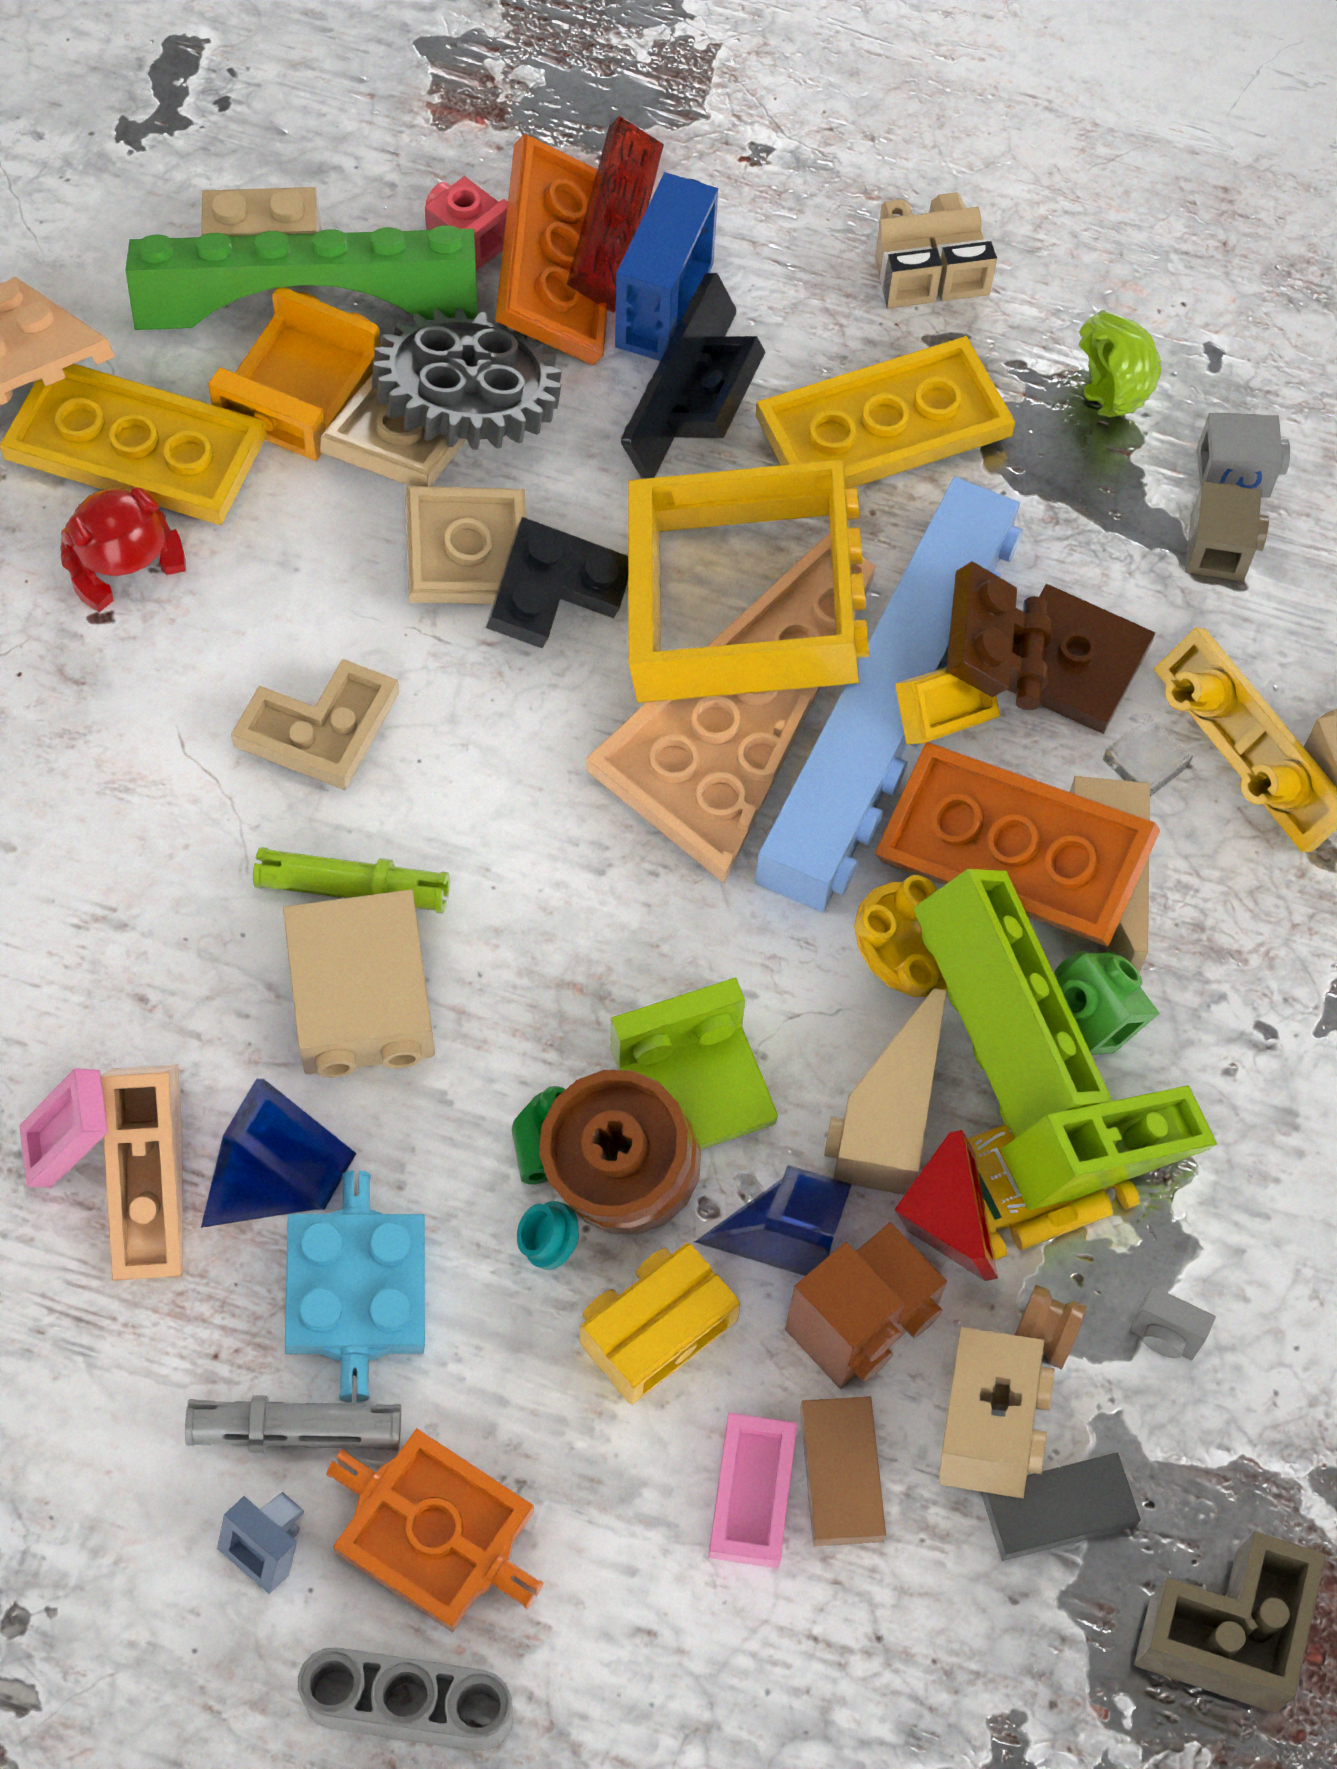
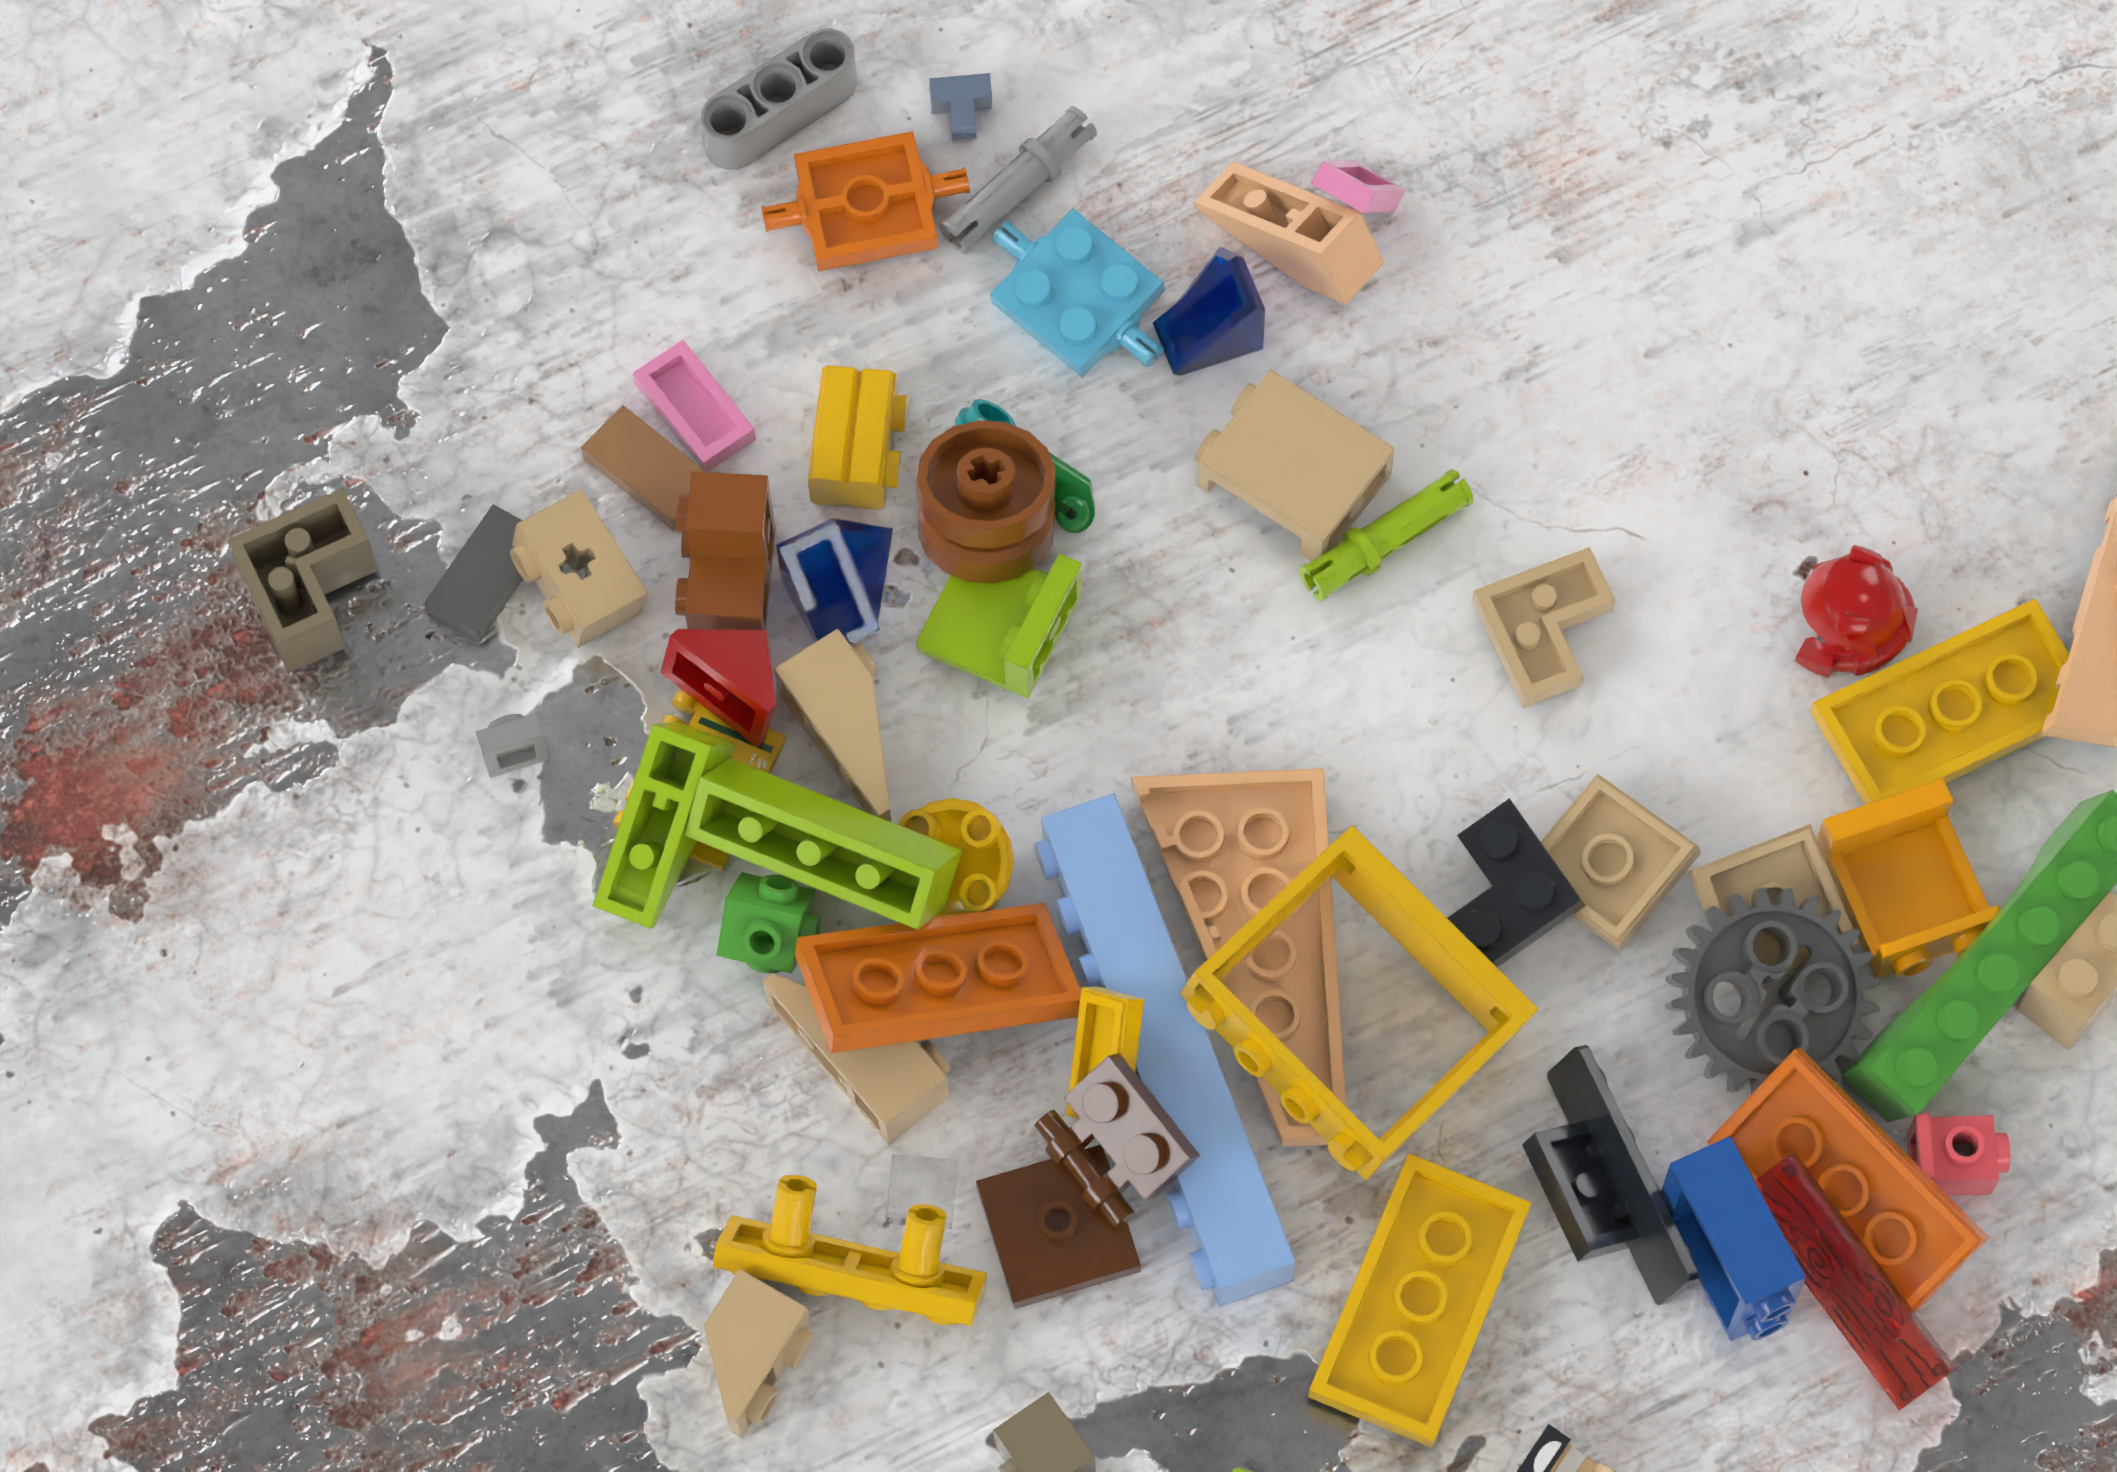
camera: 140 degrees right, 5 degrees up
(1053, 1323) = (595, 667): medium nougat wheel -> none

